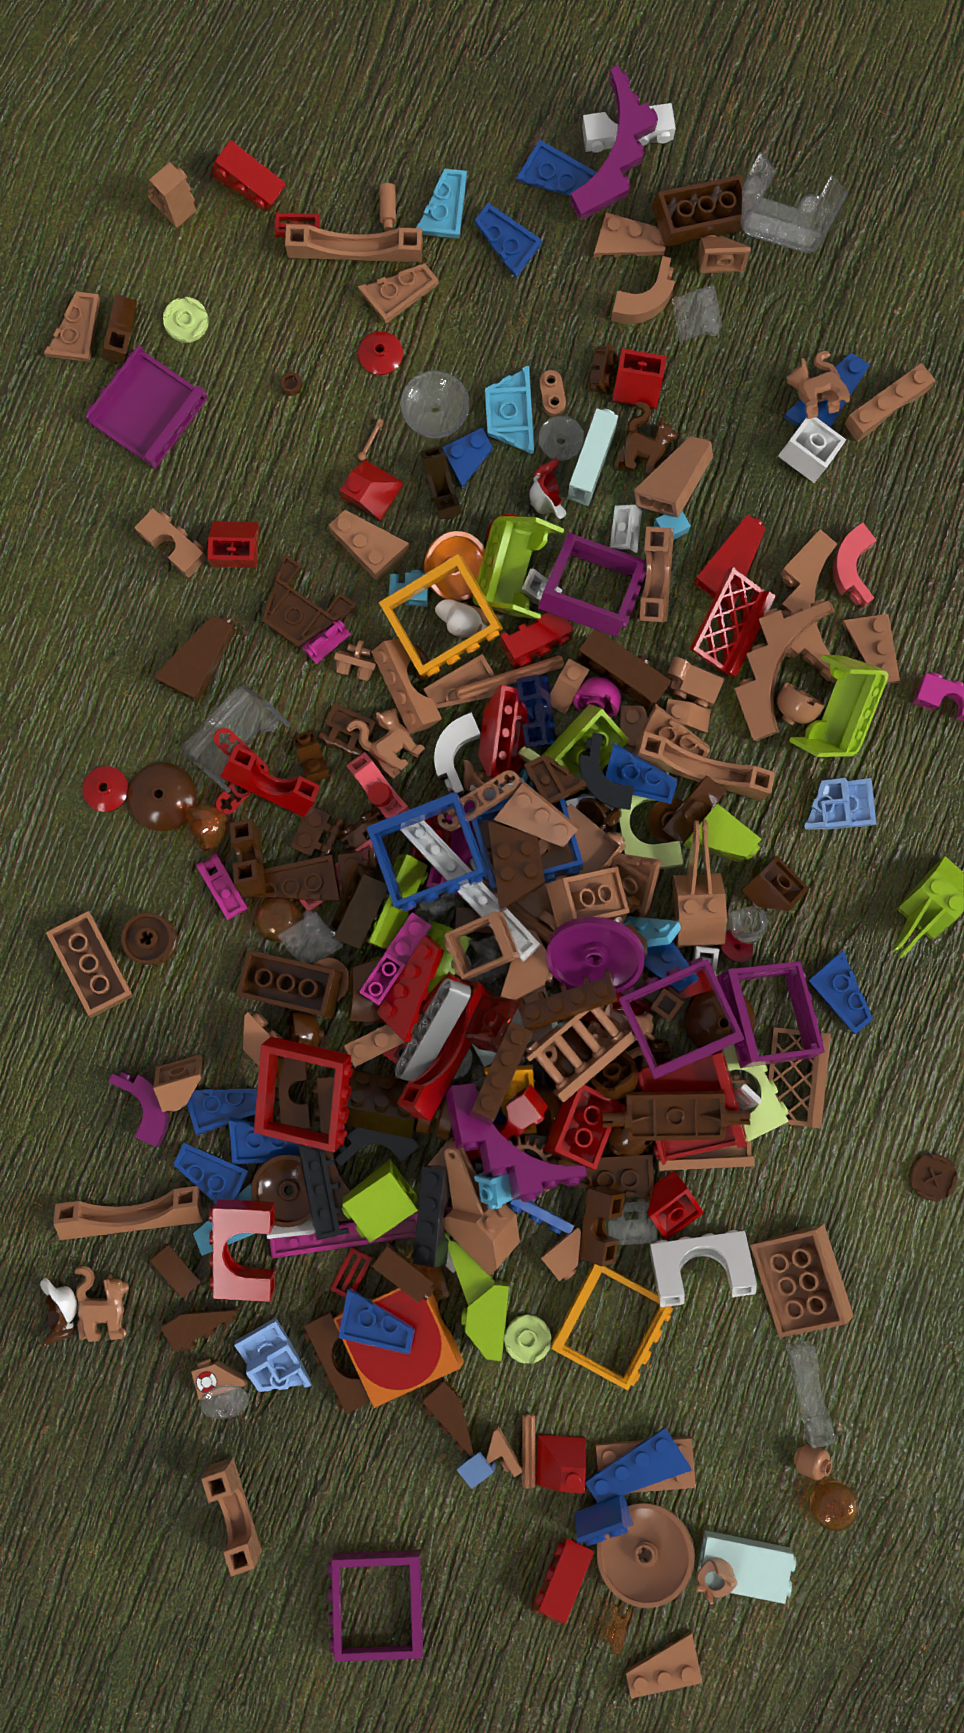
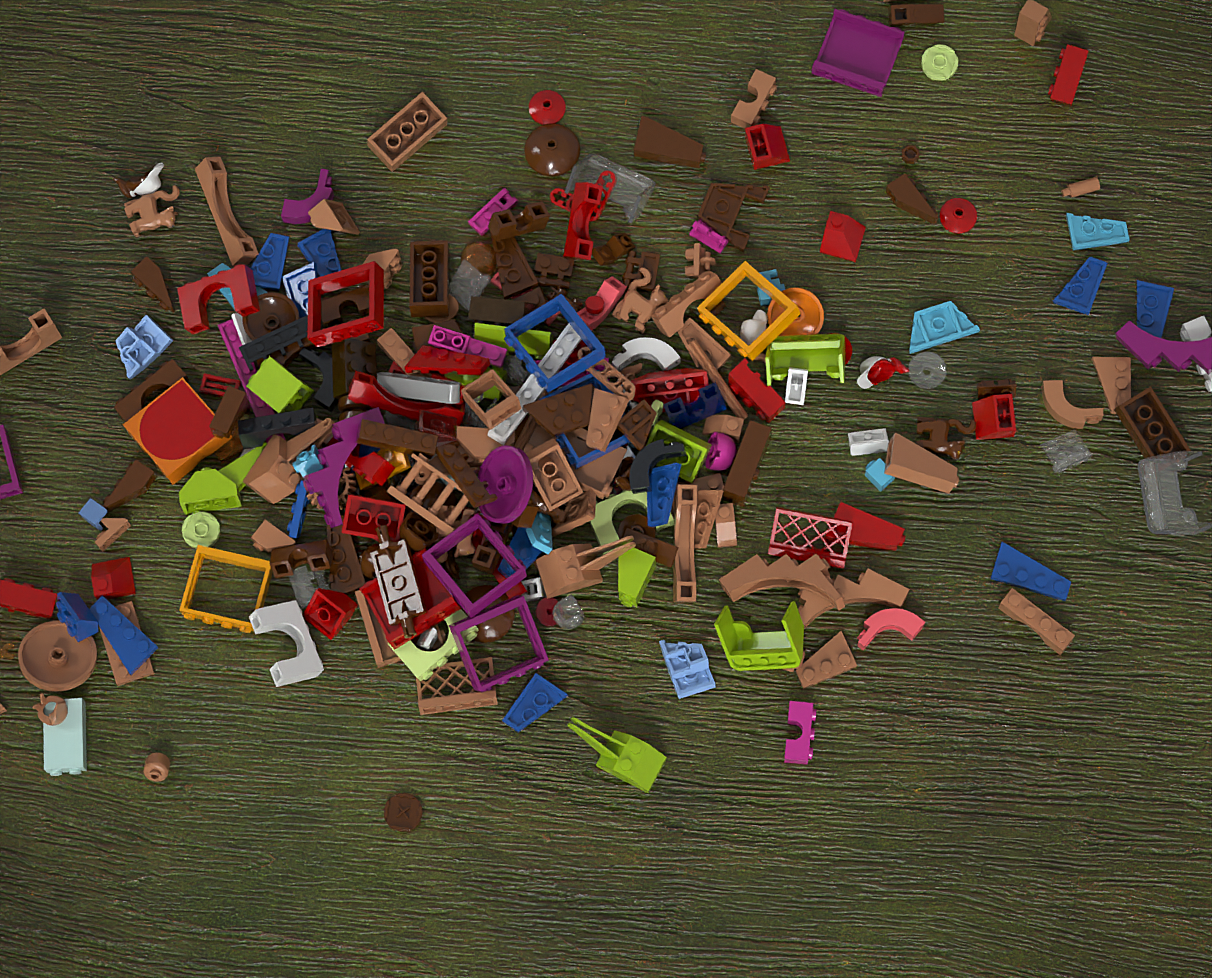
camera: 80 degrees right, 10 degrees down
(136, 934) = (437, 169): reddish brown wheel -> none
(175, 1271) = (191, 257): reddish brown slope -> none
(207, 825) = (536, 187): clear orange cylinder -> none
(214, 1374) = (118, 307): nougat slope -> none
(224, 1402) = (102, 318): clear dish -> none
(280, 228) = (1047, 138): red tile -> none
(303, 1028) = (396, 300): reddish brown cylinder -> none
(316, 243) = (1044, 190): nougat arch -> none
(344, 400) = (907, 197): none -> reddish brown slope
(362, 455) = (868, 224): nougat hinge -> none
(368, 543) = (794, 246): nougat wedge -> none
(373, 1325) = (184, 404): blue wing -> none
(398, 292) = (1009, 213): nougat wing -> none
(431, 391) = (926, 254): clear dish -> none
(440, 483) = (860, 288): dark brown arch -> none
(467, 455) = (893, 303): blue wing -> none
(528, 1451) = (116, 552): nougat axle -> none
(552, 392) = (965, 355): nougat plate -> none
(584, 612) = (778, 420): magenta window -> none
(592, 456) = (916, 396): light aqua brick -> none
(657, 585) = (812, 475): nougat arch -> none
(693, 683) = (753, 524): nougat hinge -> none
(722, 255) = (1120, 452): nougat slope -> none
(775, 887) = (605, 629): reddish brown slope -> none
(798, 705) = (758, 609): nougat cylinder -> none
(802, 1281) = (295, 727): nougat slope -> none
(811, 1403) = (195, 759): clear arch -> none
(812, 448) = (978, 568): white slope -> none
(819, 388) = (1028, 559): nougat animal -> none
(833, 1505) = (126, 794): clear orange cylinder -> none

